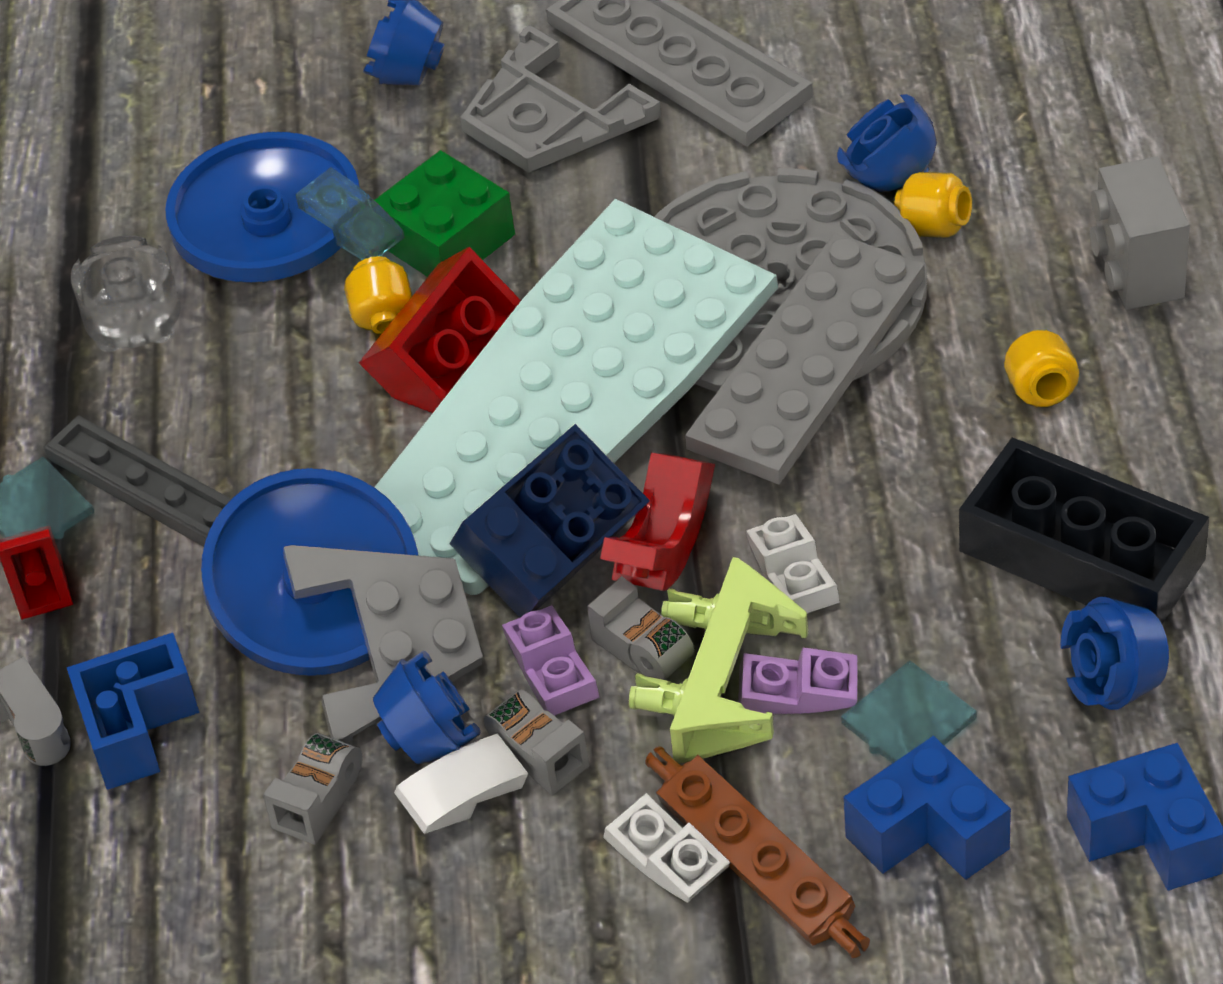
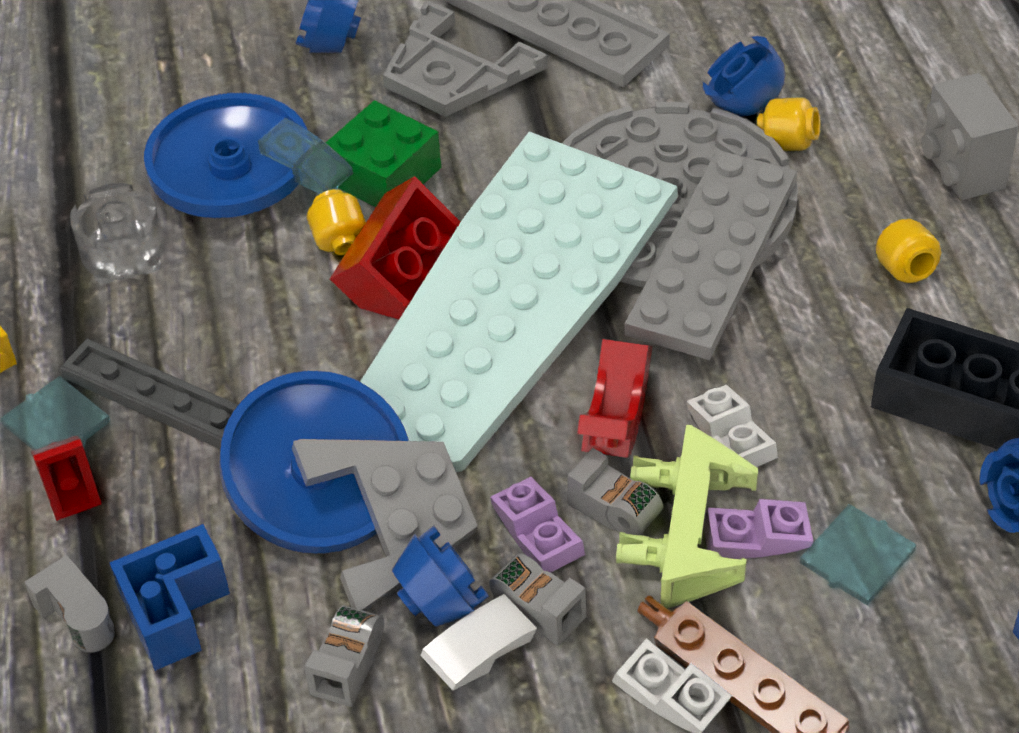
camera: 10 degrees left, 0 degrees up
(548, 521) = (520, 405): dark blue slope -> none
(930, 801) = (901, 628): blue brick -> none

